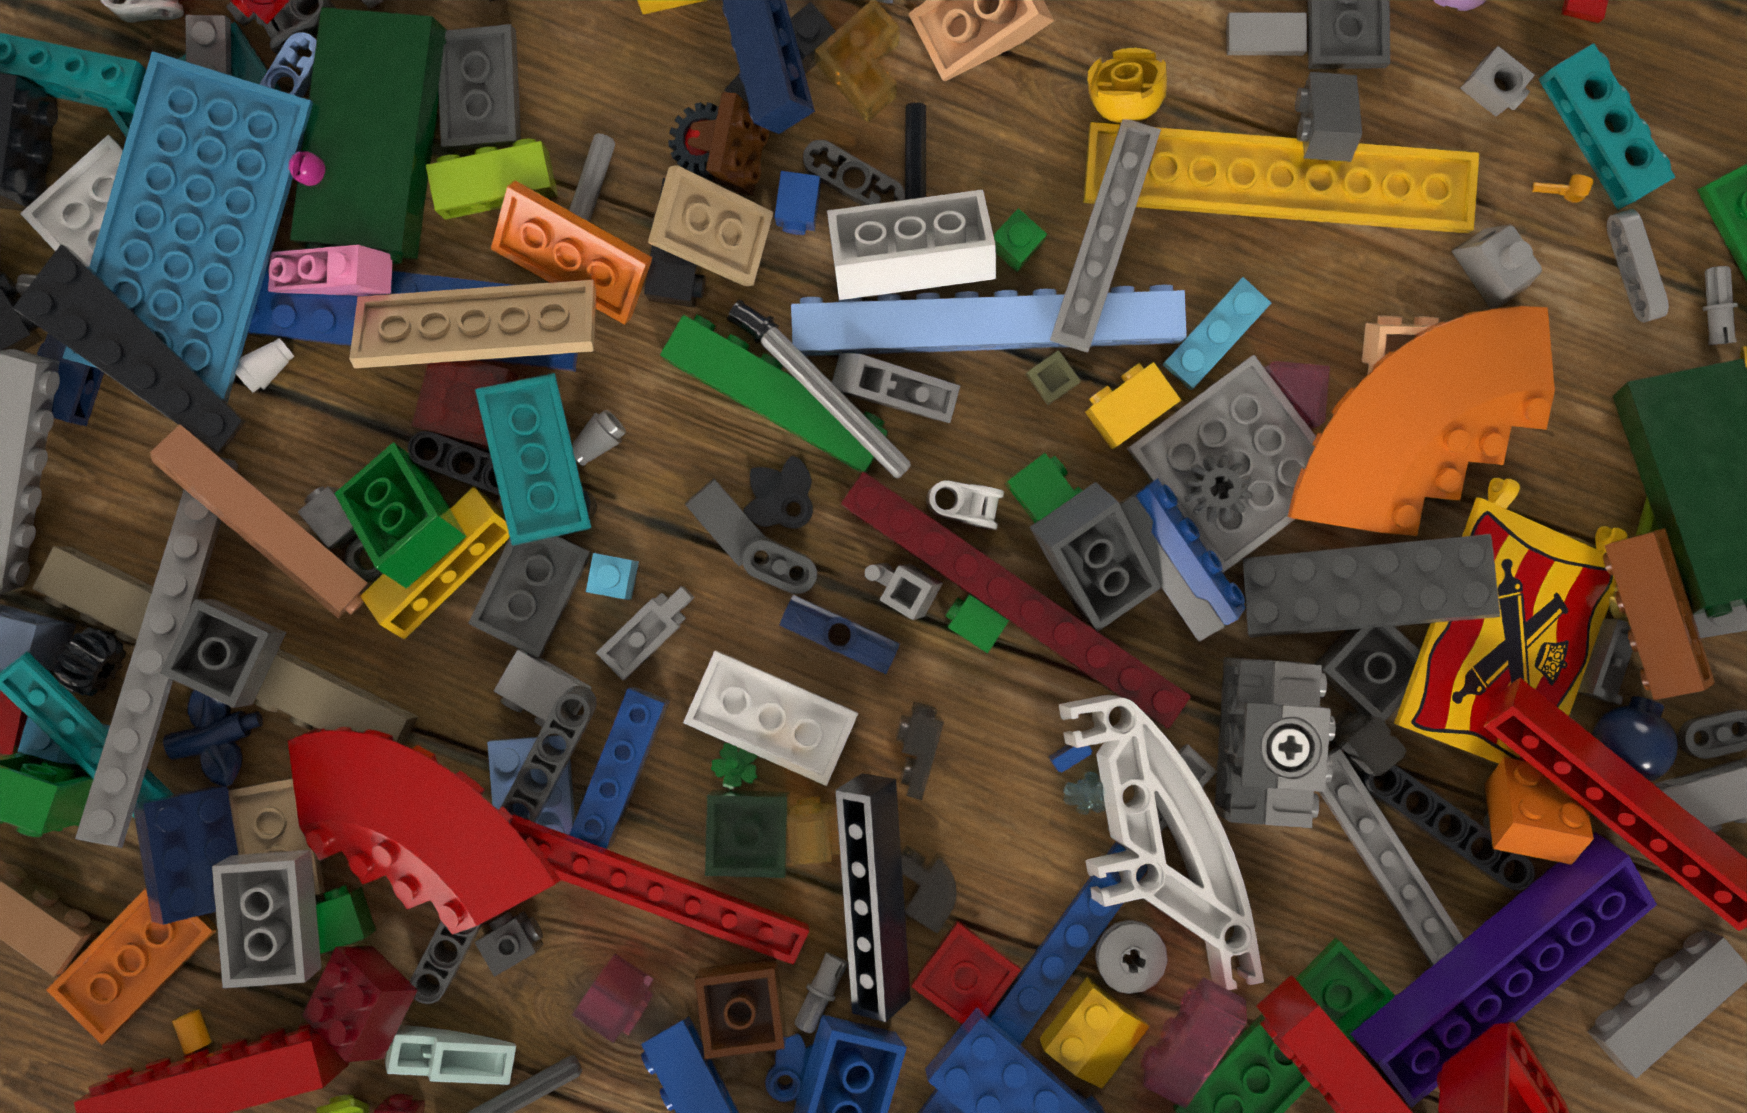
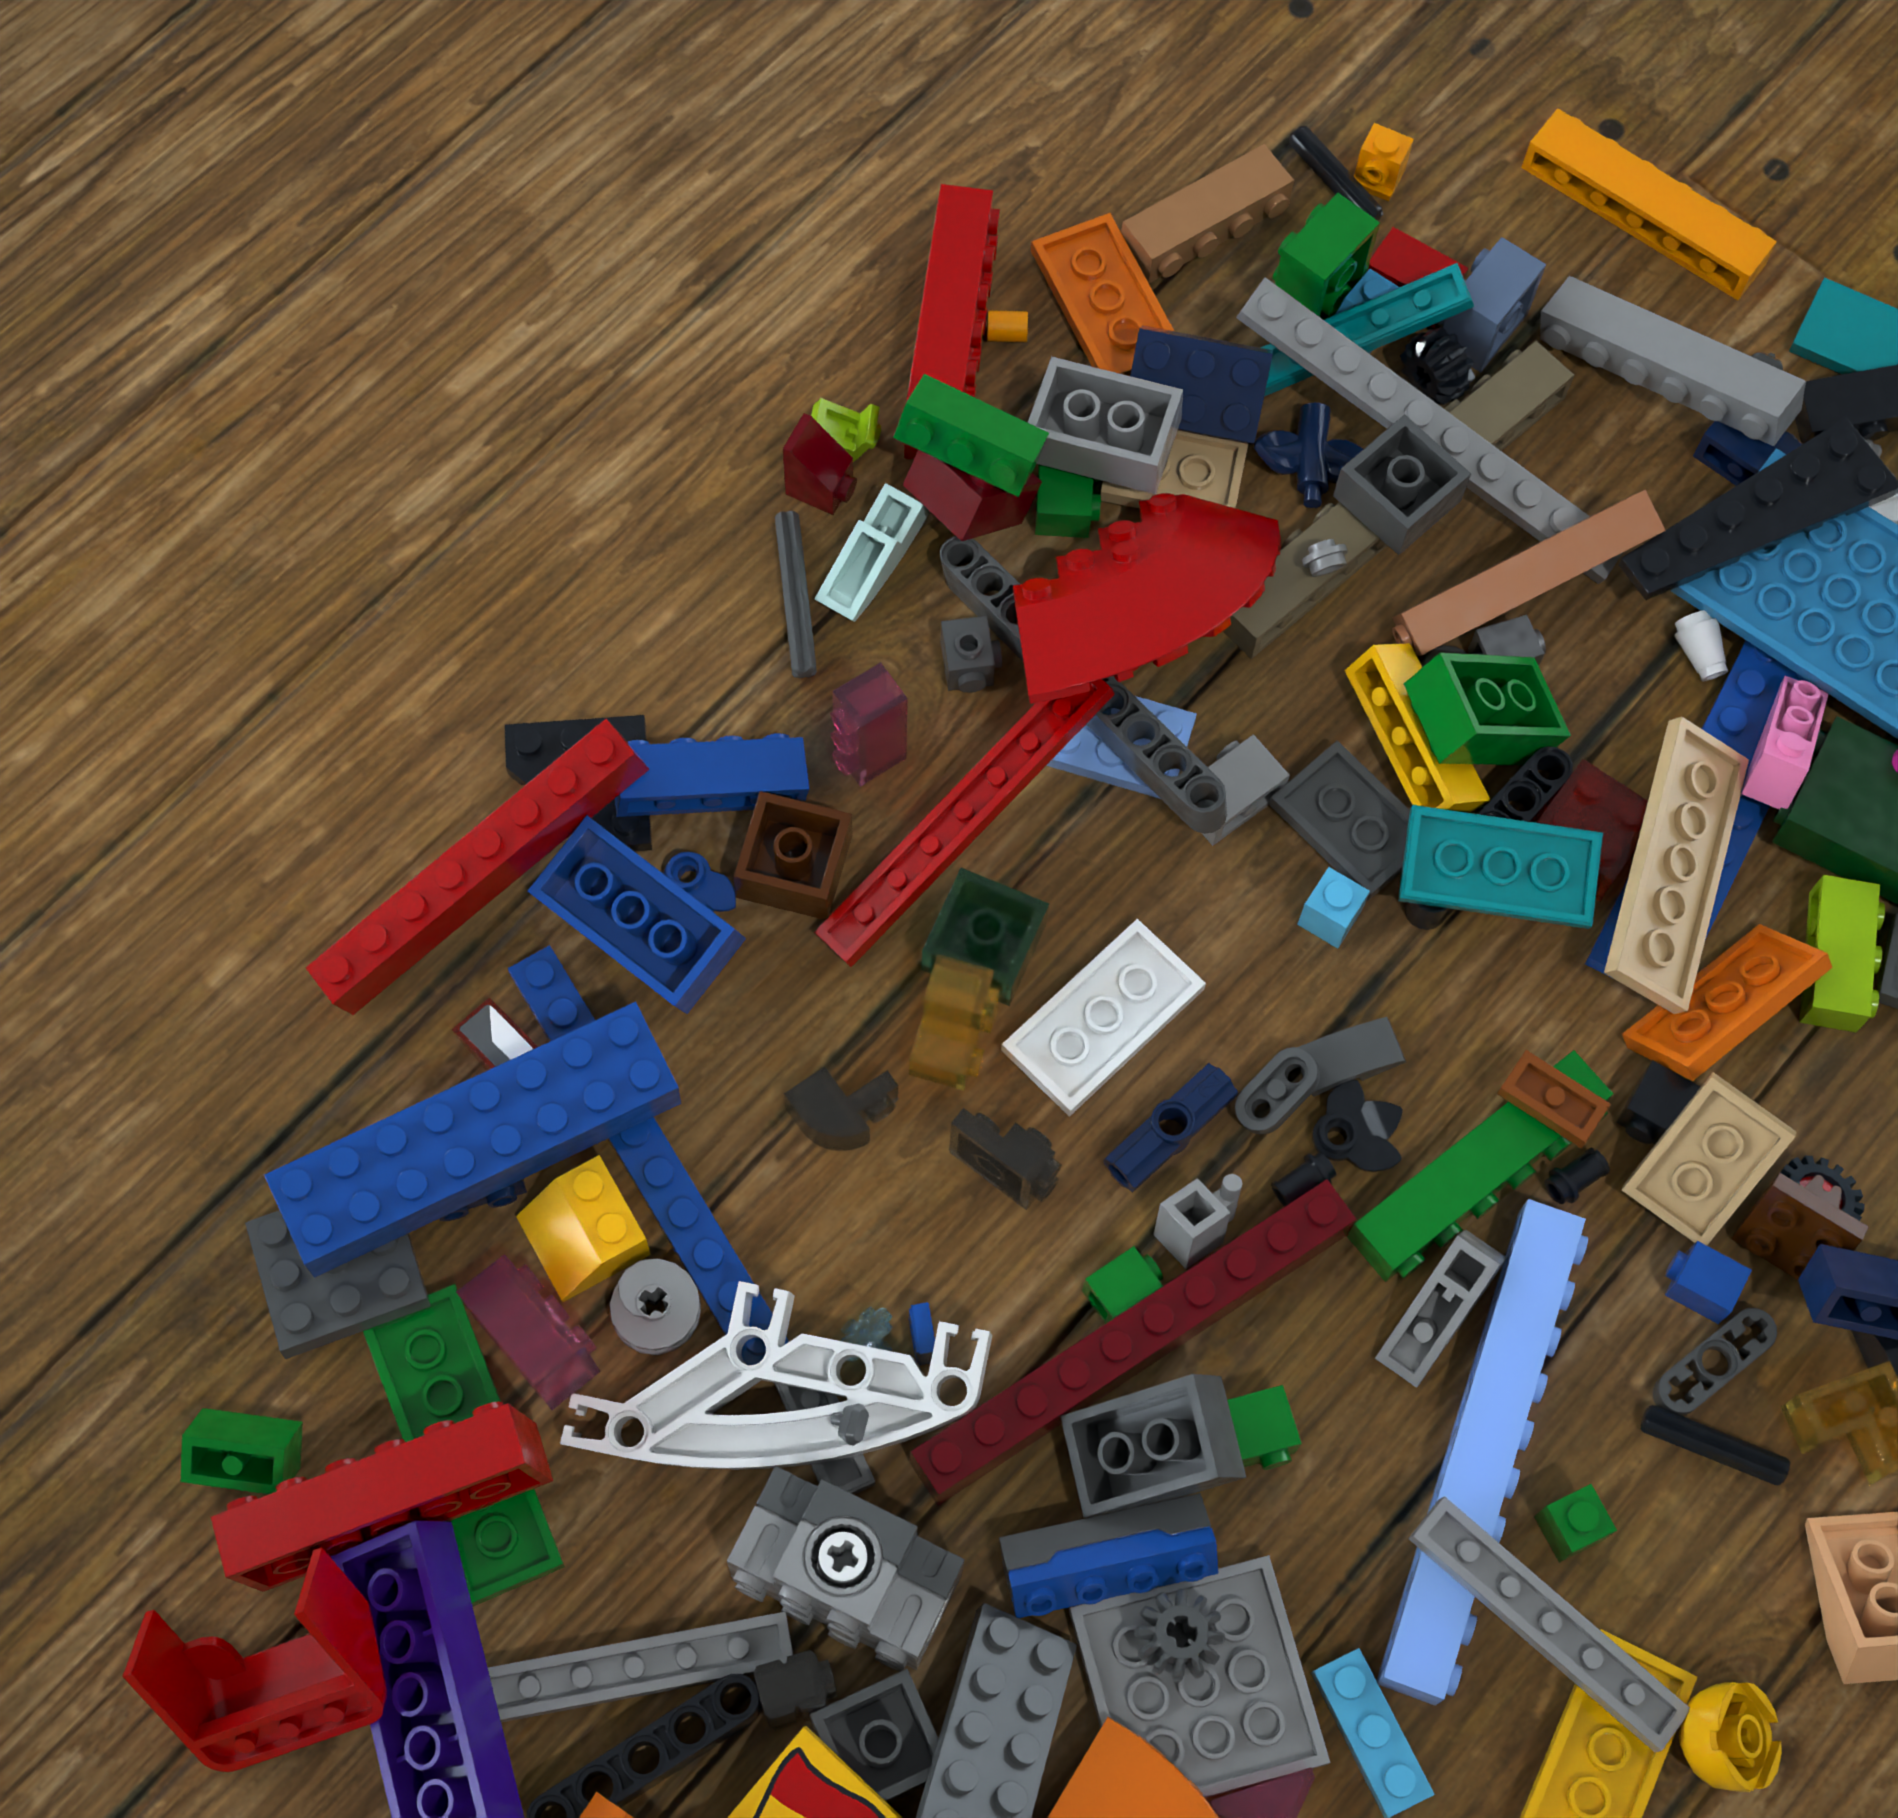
camera: 105 degrees right, 20 degrees down
(314, 690) = (1325, 557): none -> light grey plate
(327, 1026) = (970, 435): none -> green brick
(592, 176) = (1806, 1063): light grey axle -> none
(597, 437) = (1499, 954): light grey cone -> none
(619, 767) = (1114, 834): blue piece -> none
(645, 632) = (1255, 921): light grey hinge -> none
(710, 356) = (1553, 1099): none -> dark orange plate
(734, 766) = (1061, 958): green plant -> none
(820, 992) = (770, 949): light grey axle -> none
(835, 402) = (1449, 1219): light grey axle -> none
(838, 521) = (1303, 1178): none -> black pin
(873, 896) = (862, 1034): black brick -> none
(912, 244) = (1612, 1385): white brick -> none
(965, 974) = (720, 1114): red plate -> none
(968, 503) = (1267, 1338): white piece -> none
(1053, 377) = (1387, 1500): olive plate -> none
(1131, 405) = (1320, 1581): yellow brick -> none
(1175, 779) = (851, 1423): none -> dark grey rock

